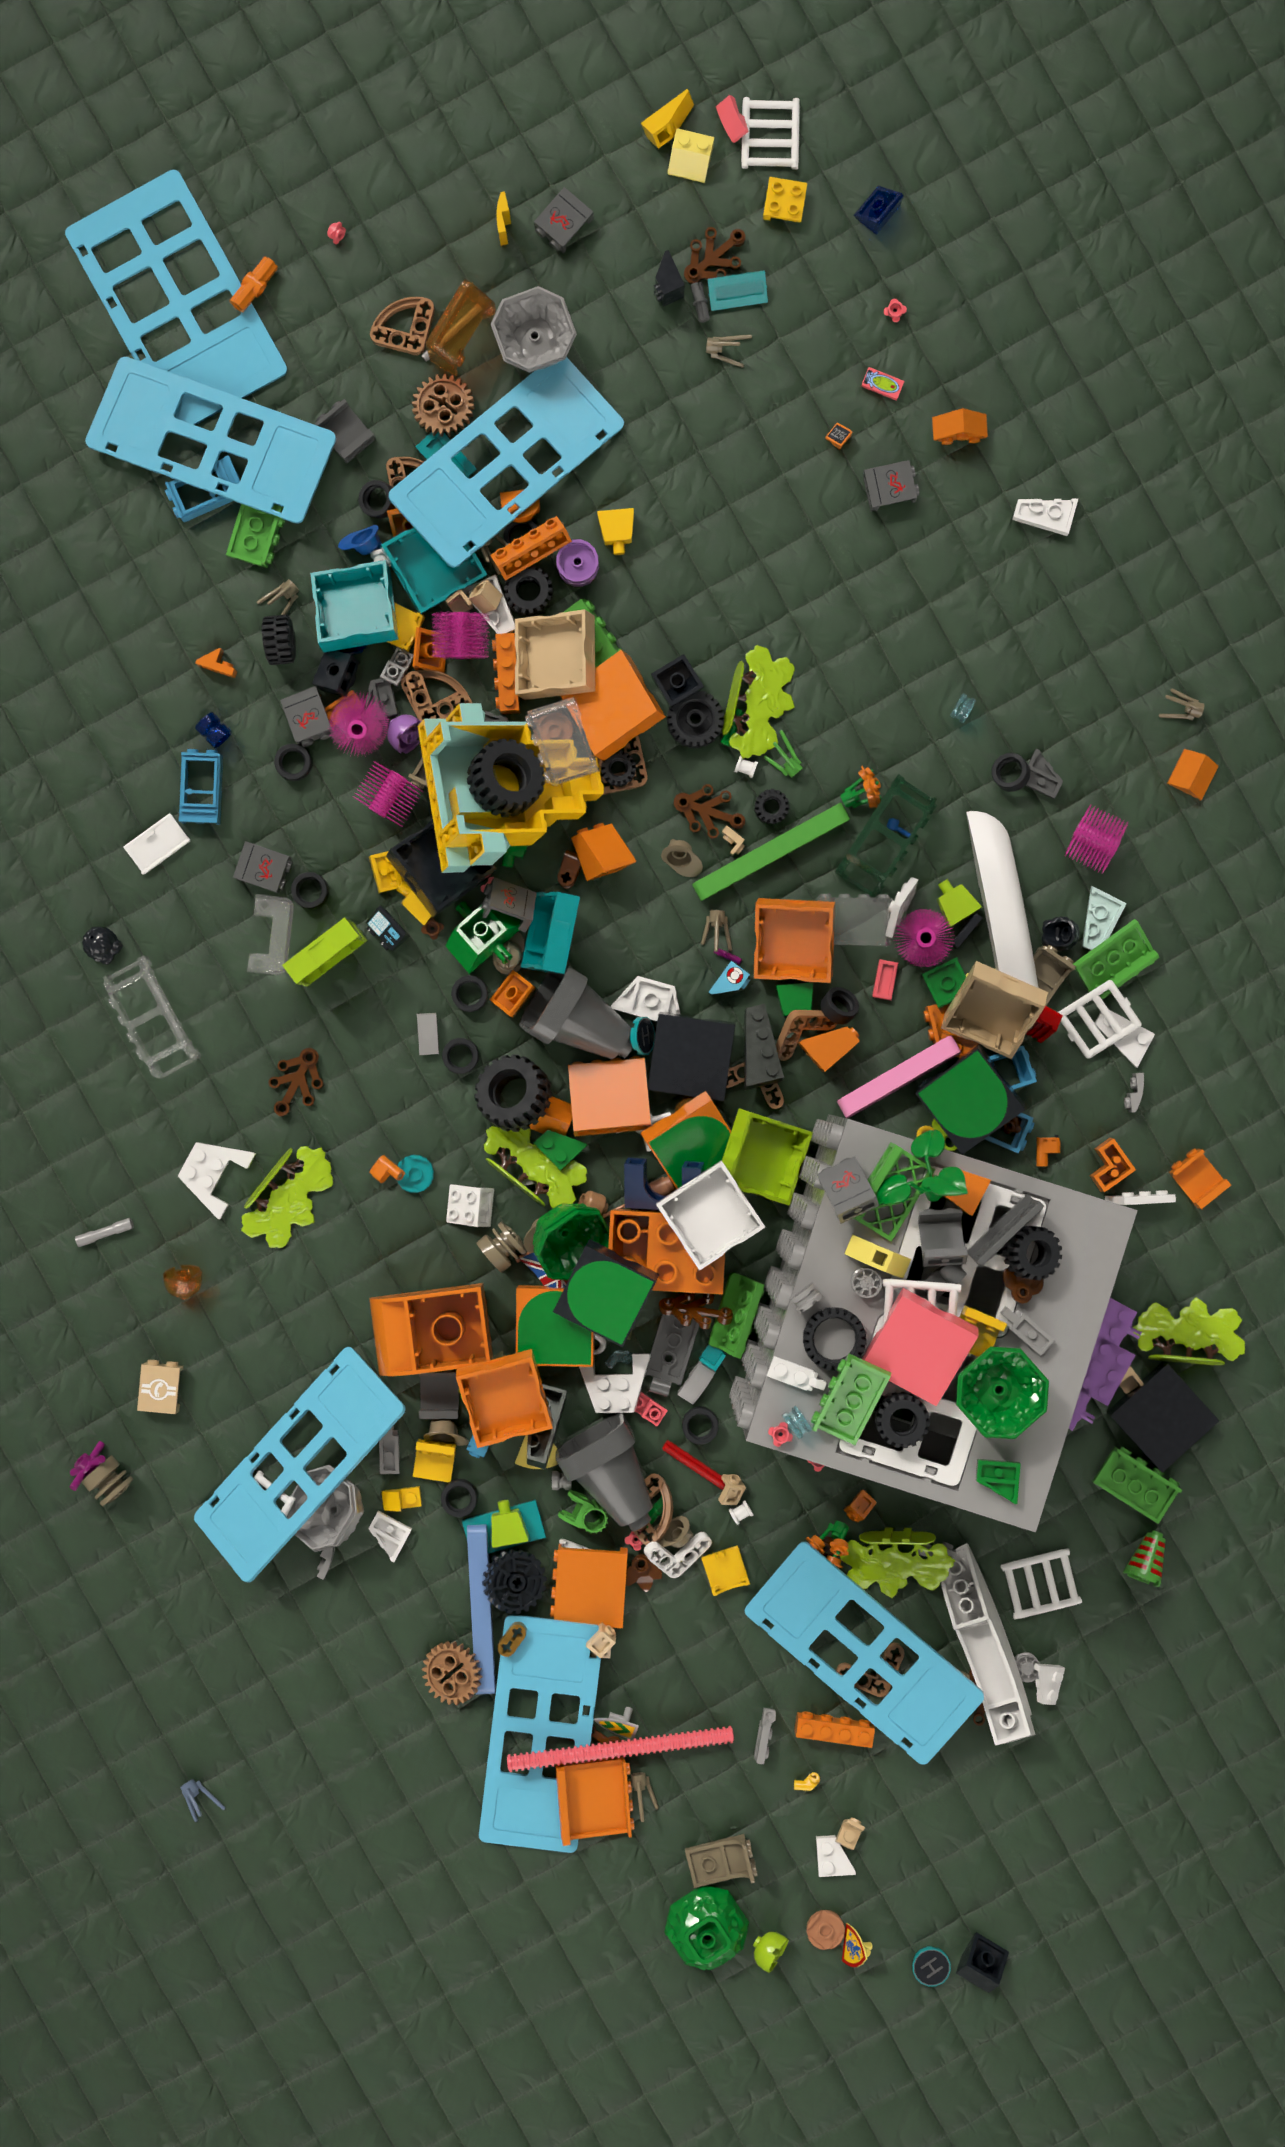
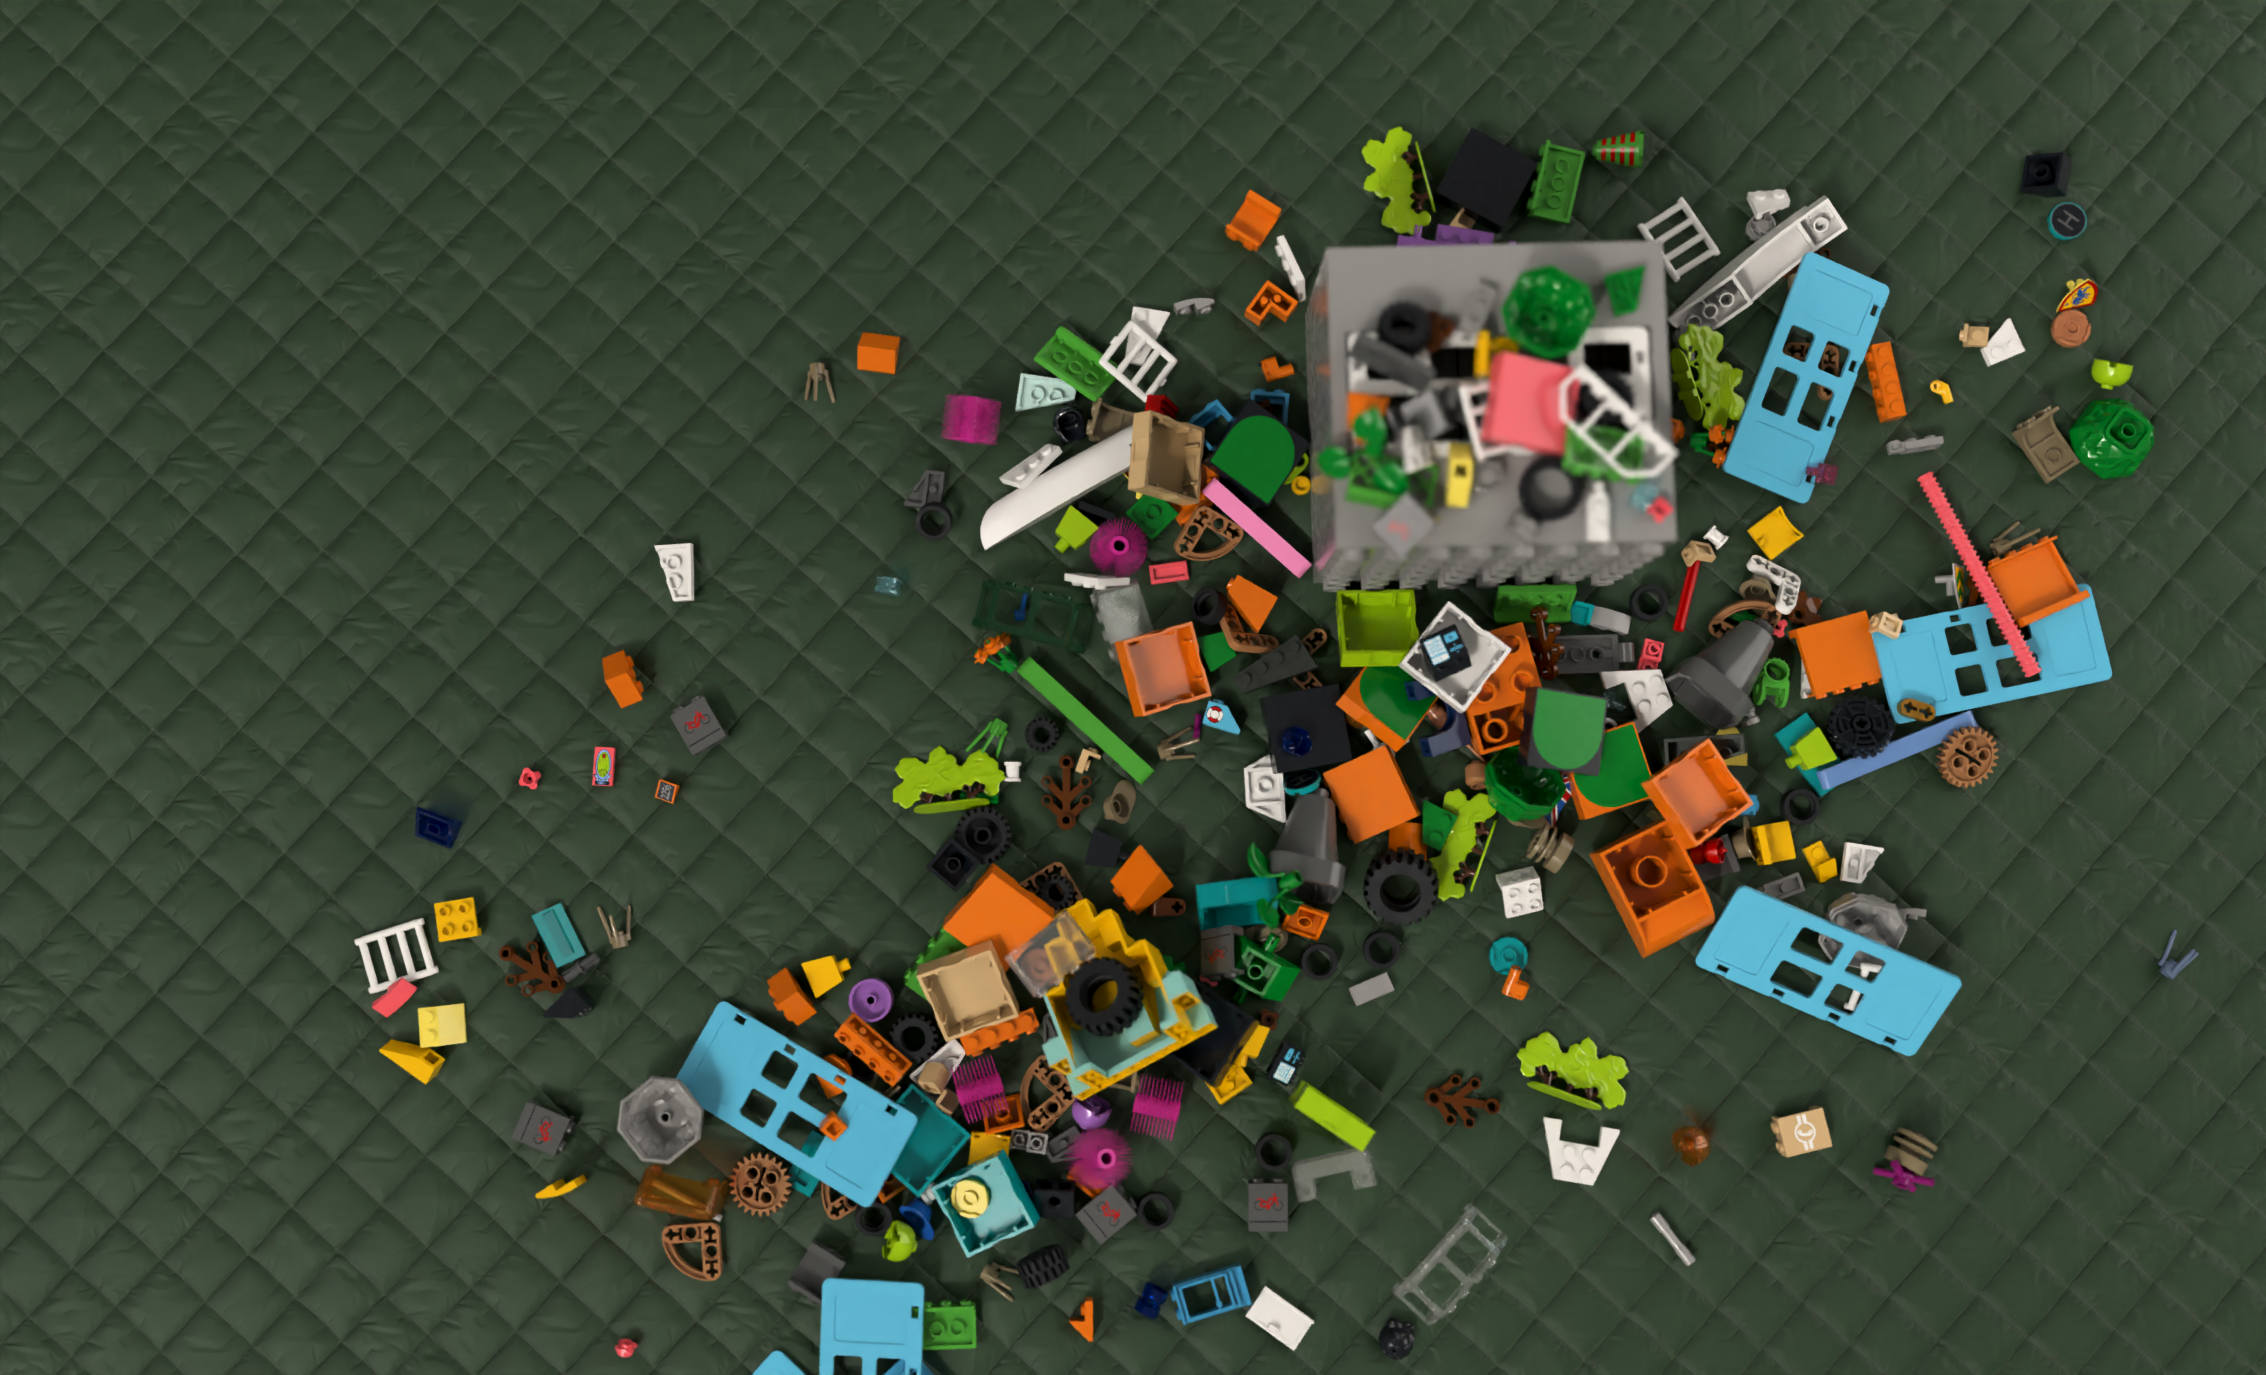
camera: 110 degrees left, 5 degrees down
(345, 516) = (900, 1242): none -> lime cylinder
(364, 594) = (970, 1197): none -> light yellow tile
(447, 1395) = (1710, 851): none -> red wheel
(473, 486) = (832, 1126): none -> orange slope
(537, 980) = (1287, 900): none -> green plant
(605, 487) = (790, 997): none -> orange brick
(642, 828) = (1105, 850): none -> black torso
(682, 1040) = (1296, 741): none -> clear blue hair
(717, 1206) = (1445, 653): none -> black slope
(766, 1639) = (1824, 473): none -> clear pink plate
(875, 1433) = (1629, 419): none -> white plate
(888, 1027) = (1207, 521): none -> medium nougat beam
(914, 1222) = (1415, 449): none -> white wing
(1031, 883) = (1031, 467): none -> white wing

